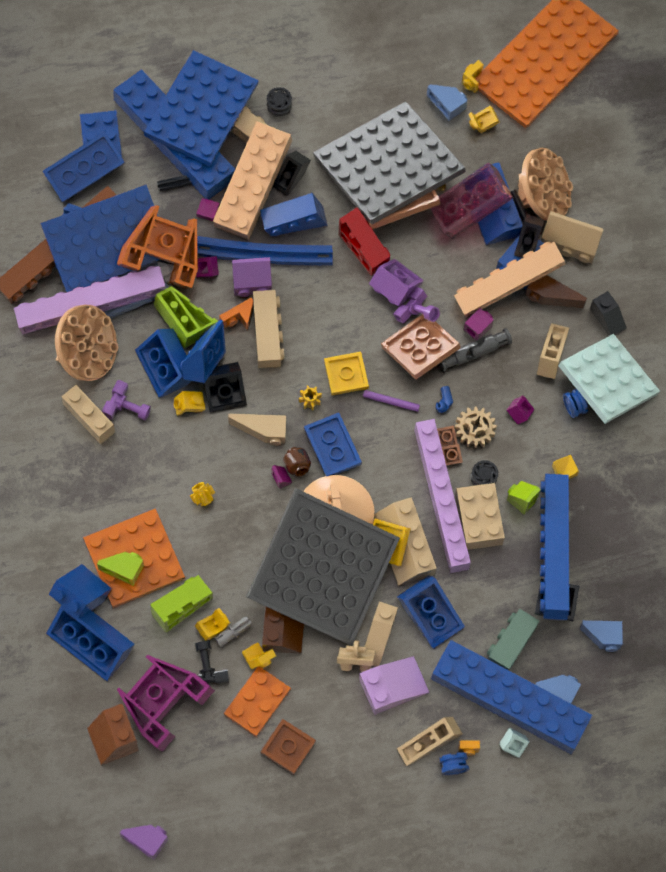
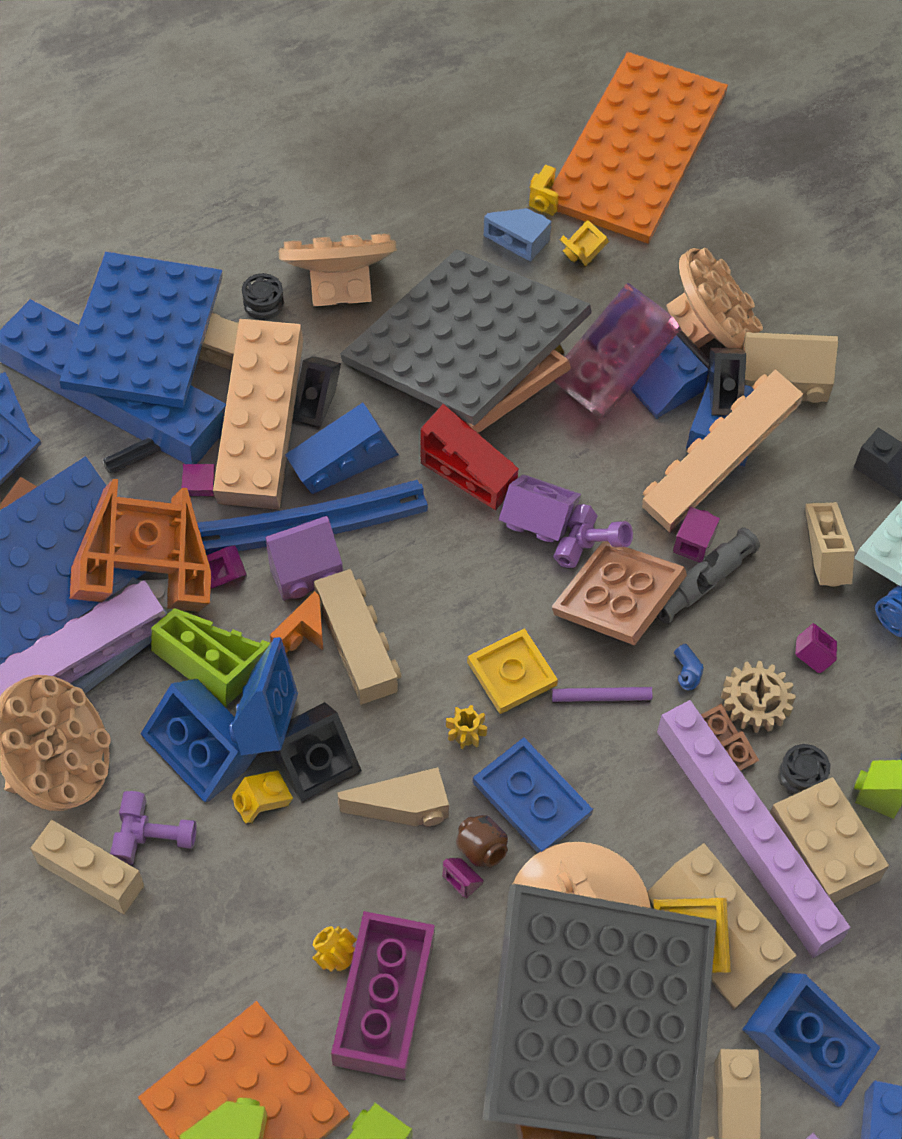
camera: 15 degrees left, 10 degrees down
(219, 524) = (383, 995): none -> magenta brick
(329, 95) = (339, 268): none -> light nougat bracket
(551, 292) = (794, 456): reddish brown slope -> none

